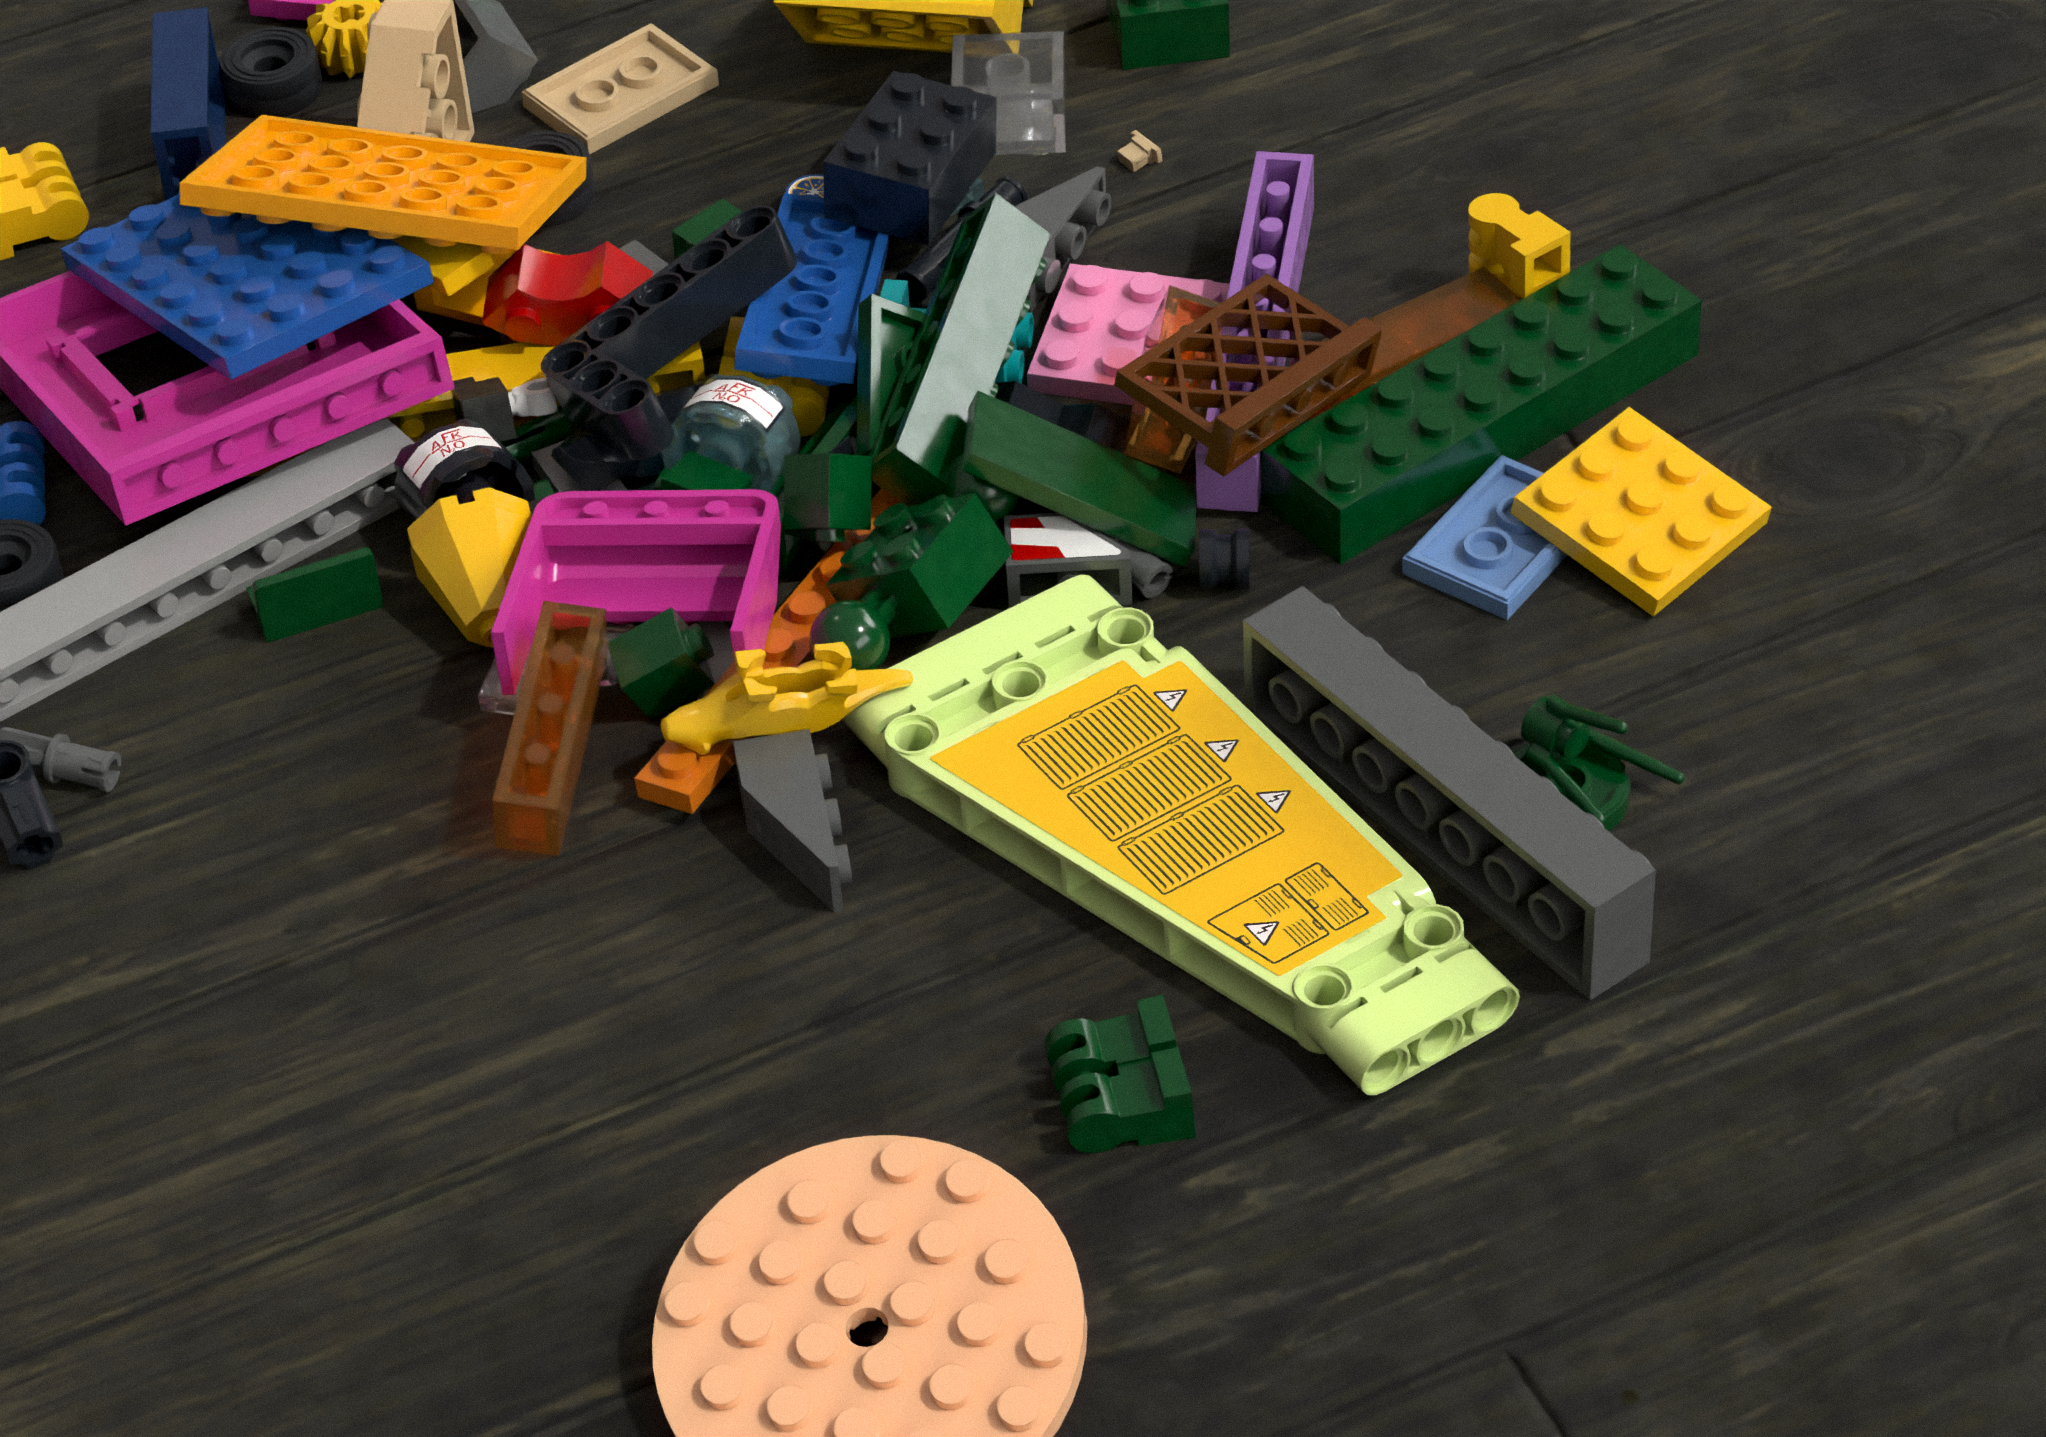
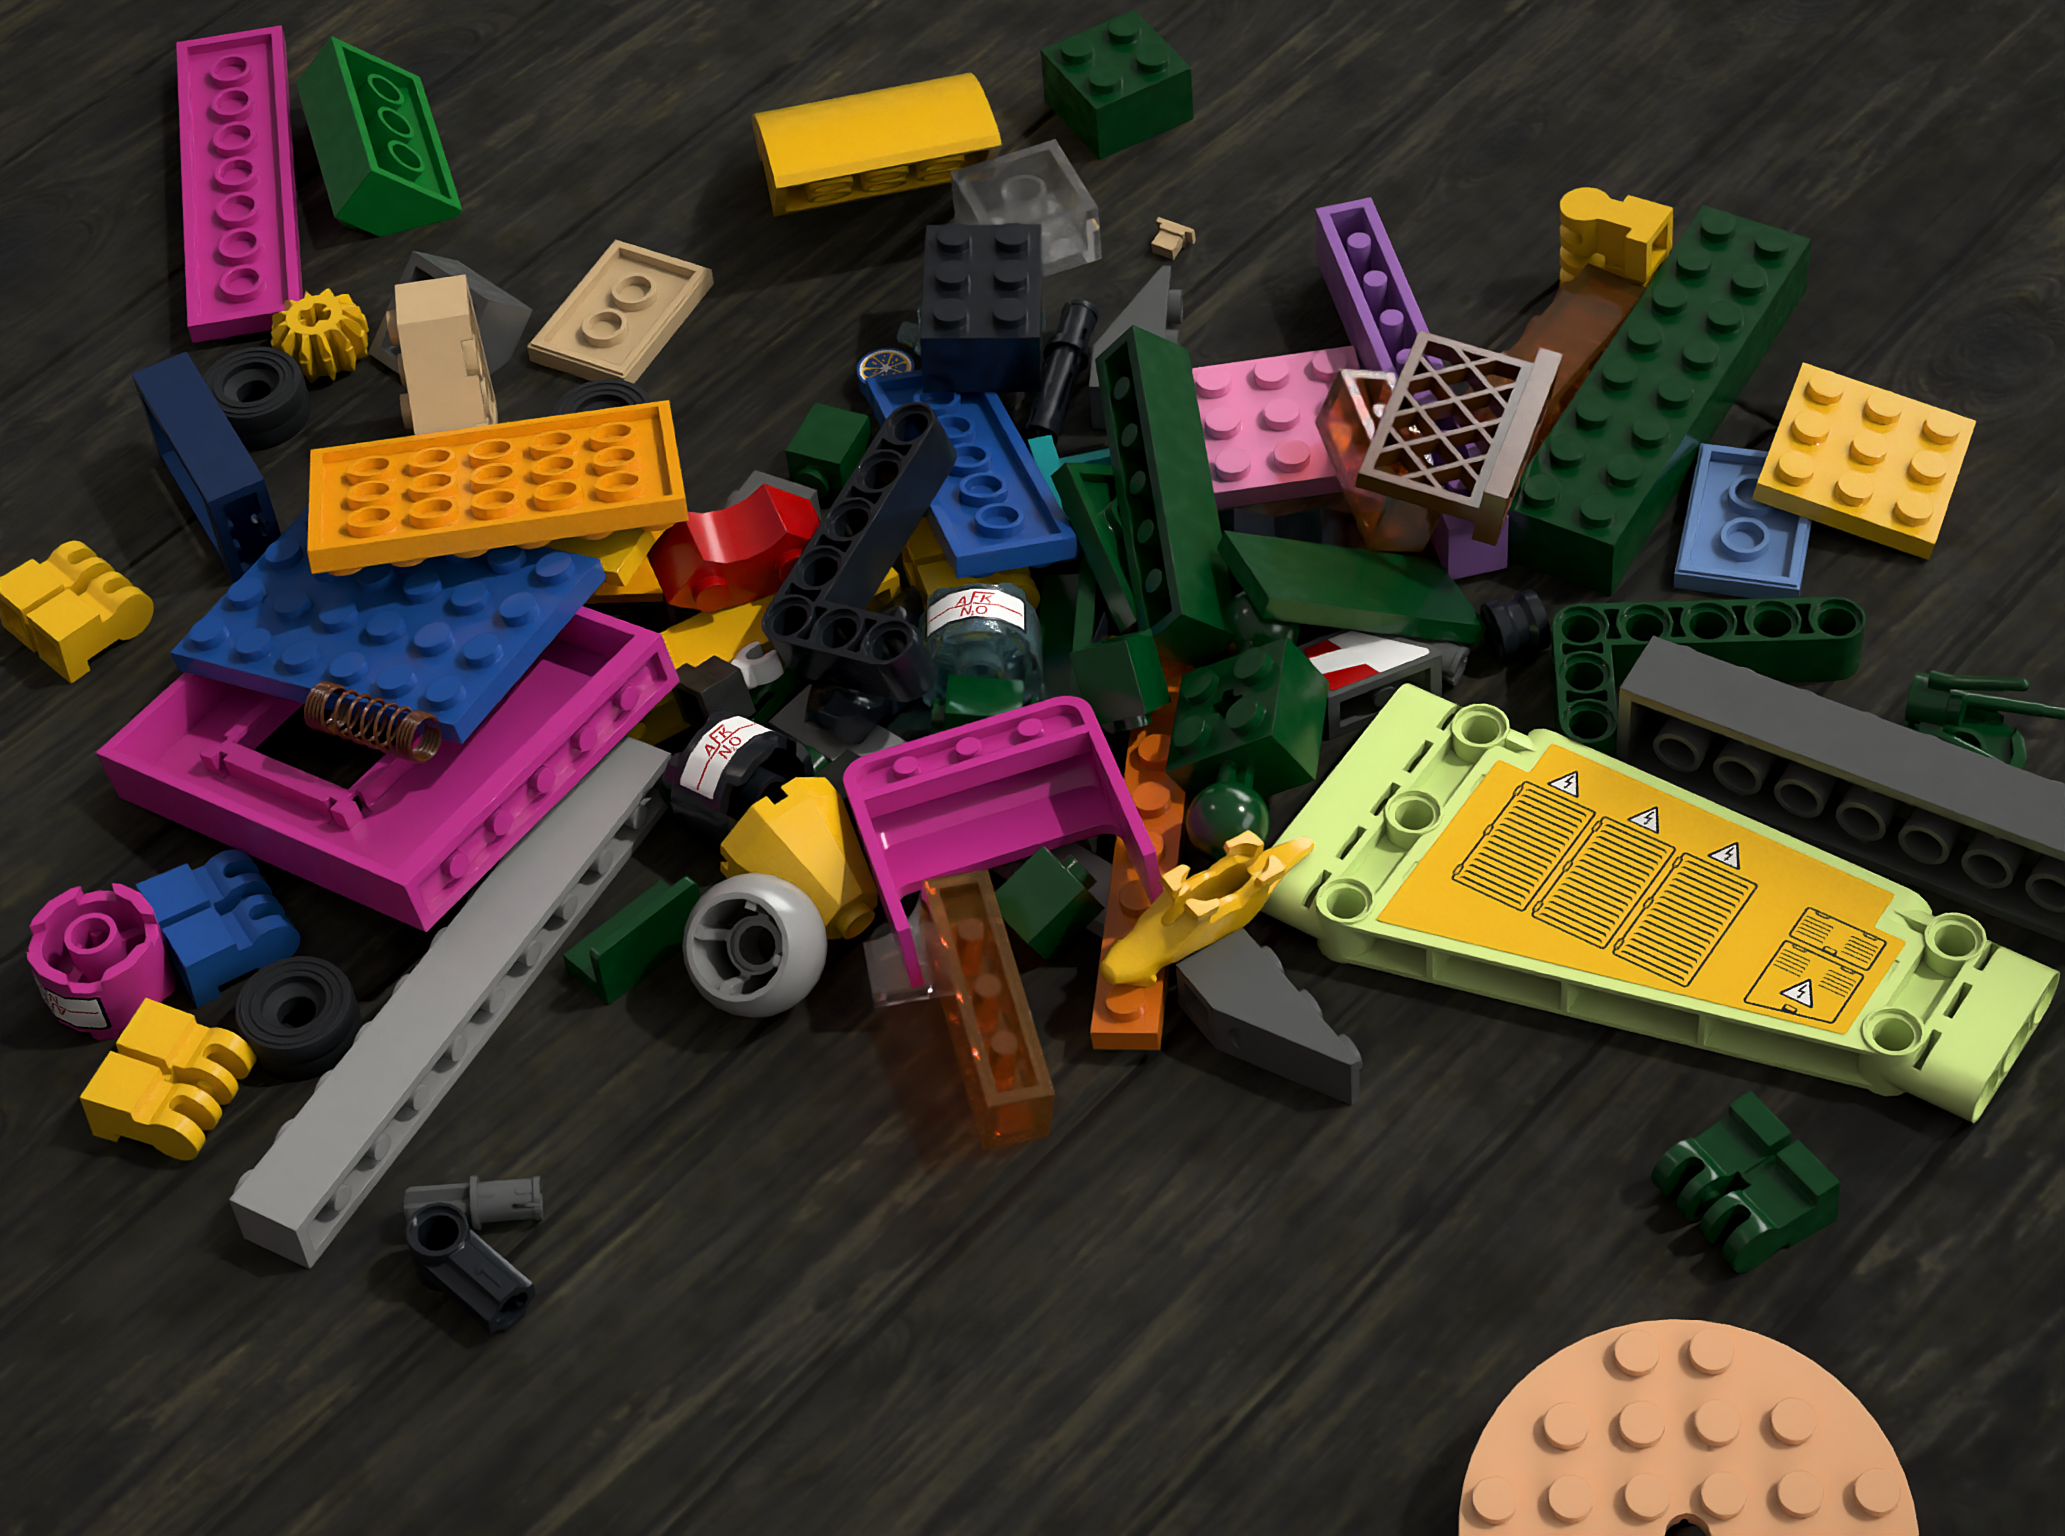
camera: 20 degrees left, 5 degrees up
(178, 357) = (403, 731): none -> reddish brown piece
(391, 619) = (716, 945): none -> light grey wheel
(1414, 625) = (1772, 636): none -> dark green beam

